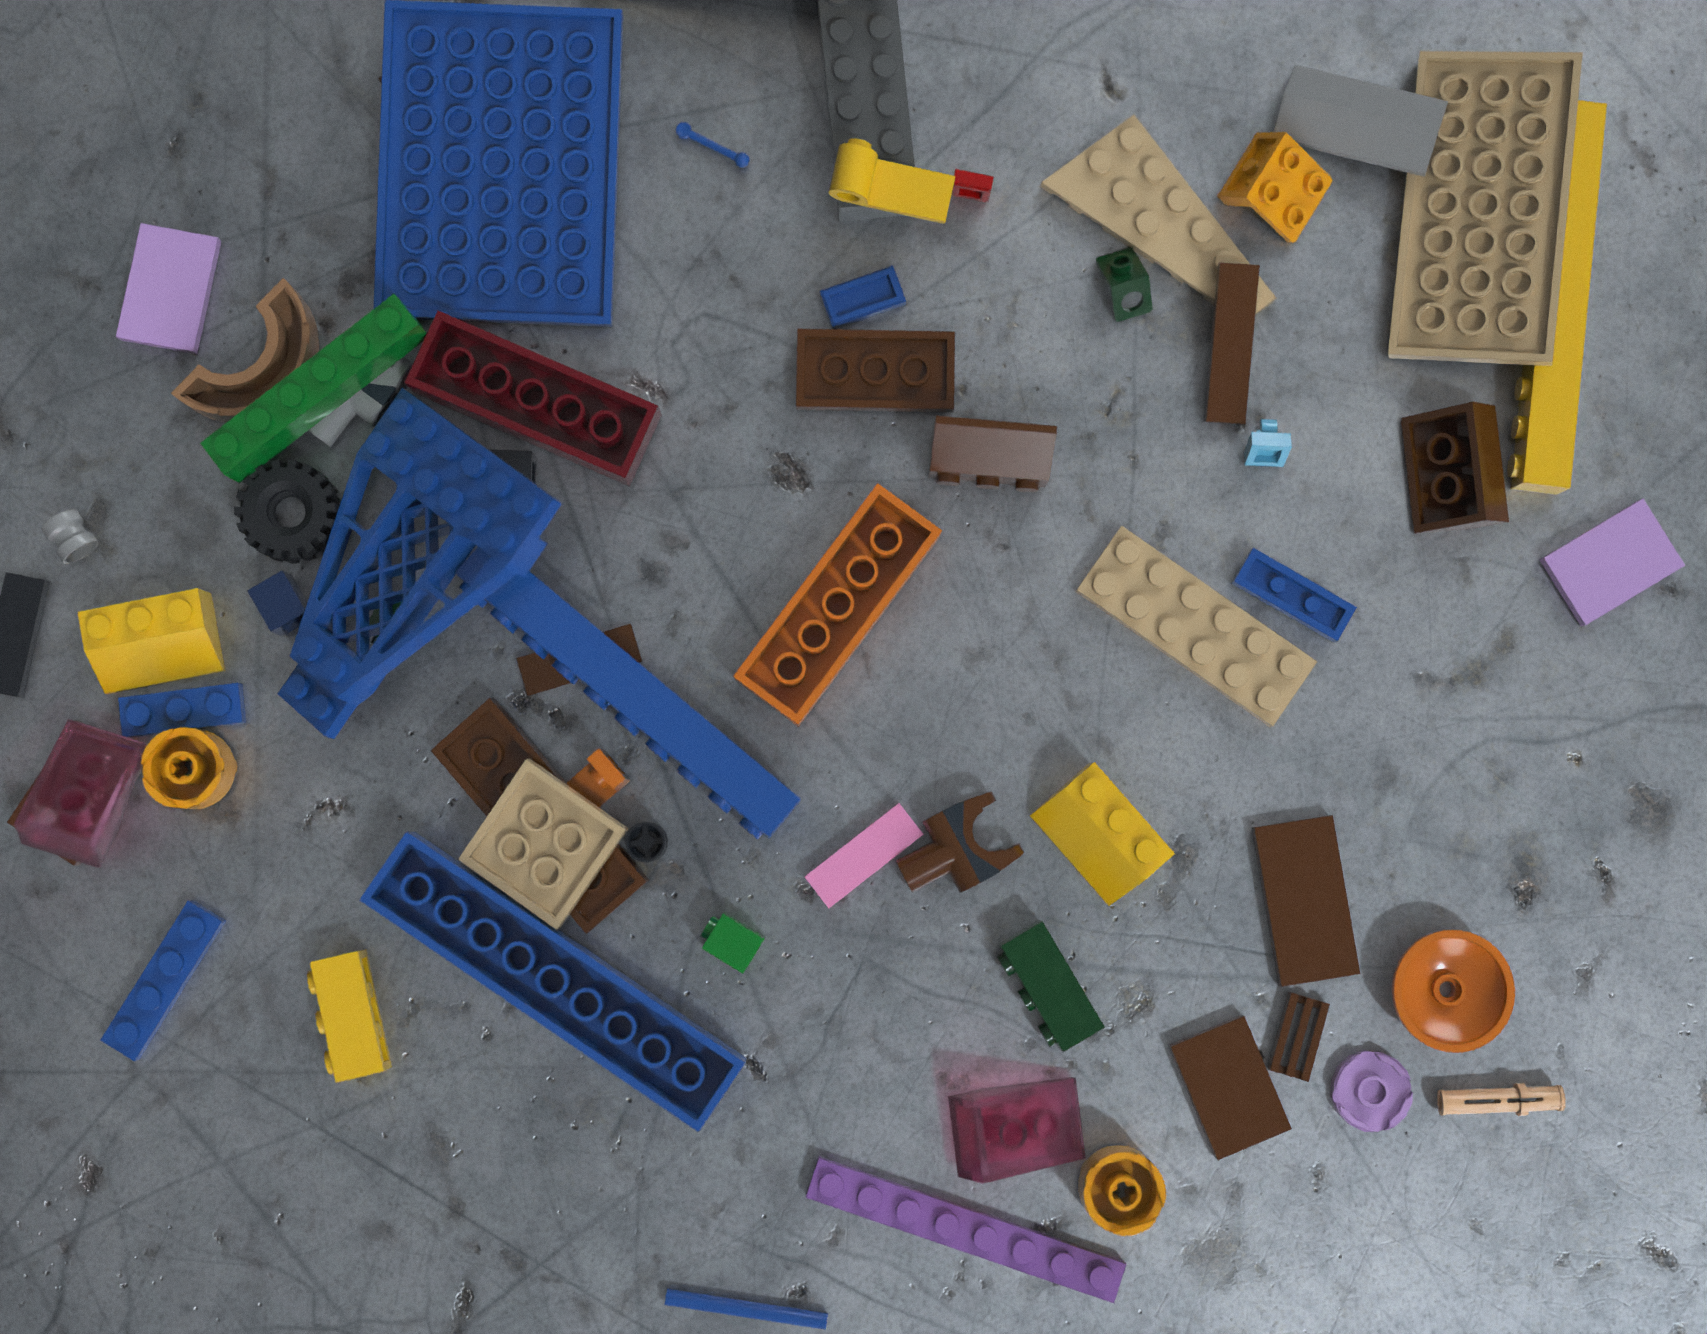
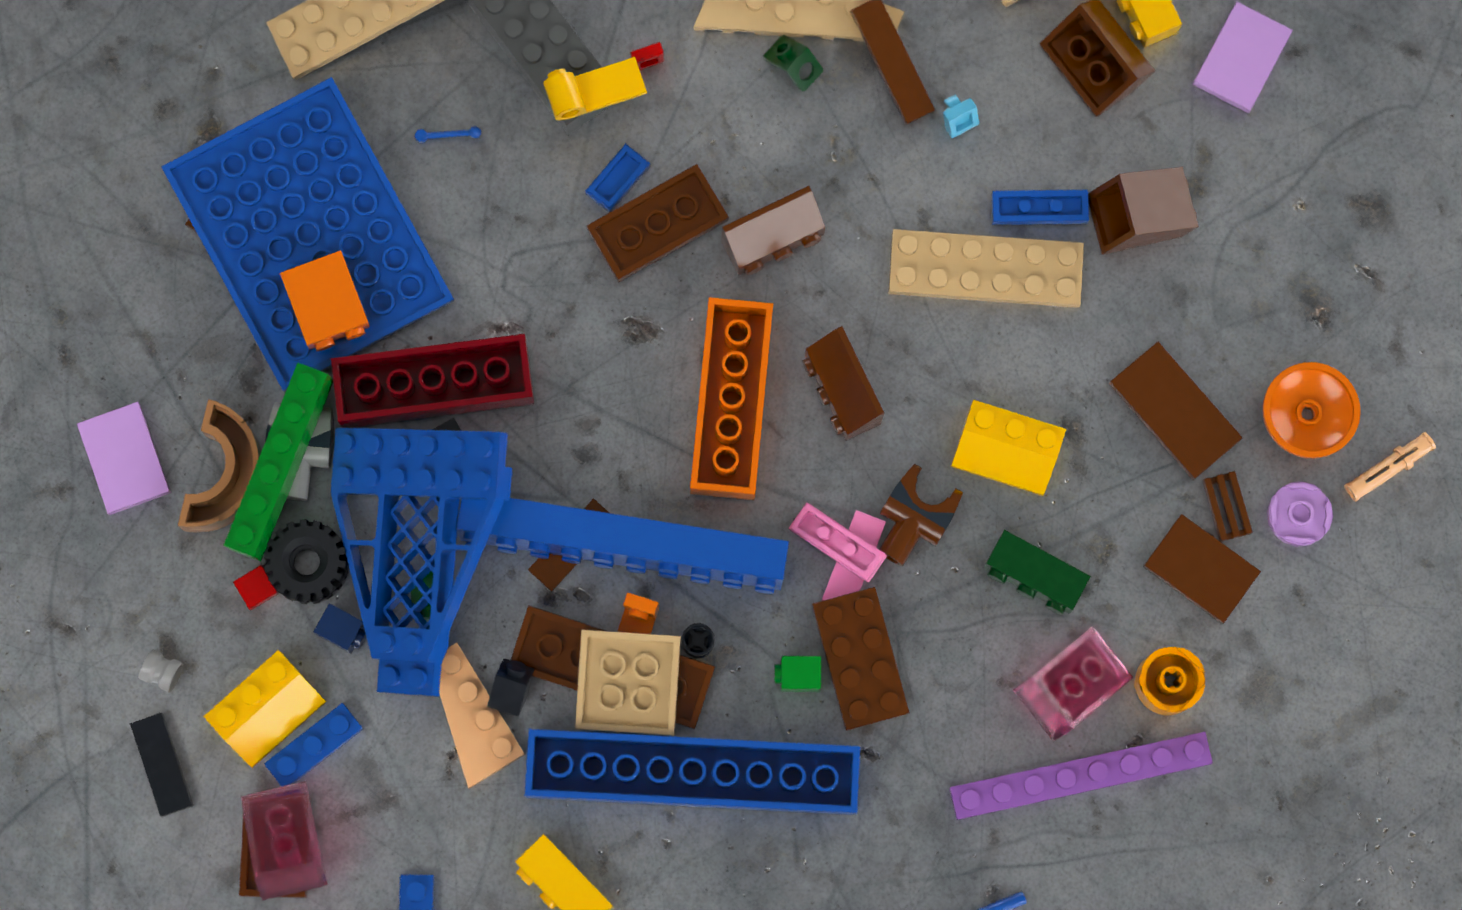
camera: 25 degrees left, 5 degrees down
(166, 770) = (336, 764): light orange brick -> none
(218, 506) = (255, 587): none -> red tile
(364, 785) = (478, 731): none -> light nougat wing
(419, 773) = (510, 687): none -> black brick
(468, 245) = (325, 301): none -> orange panel
(807, 964) = (860, 658): none -> reddish brown plate
(858, 826) = (837, 542): none -> bright pink tile
(965, 661) = (843, 385): none -> reddish brown slope
(1403, 663) = (1142, 209): none -> slope

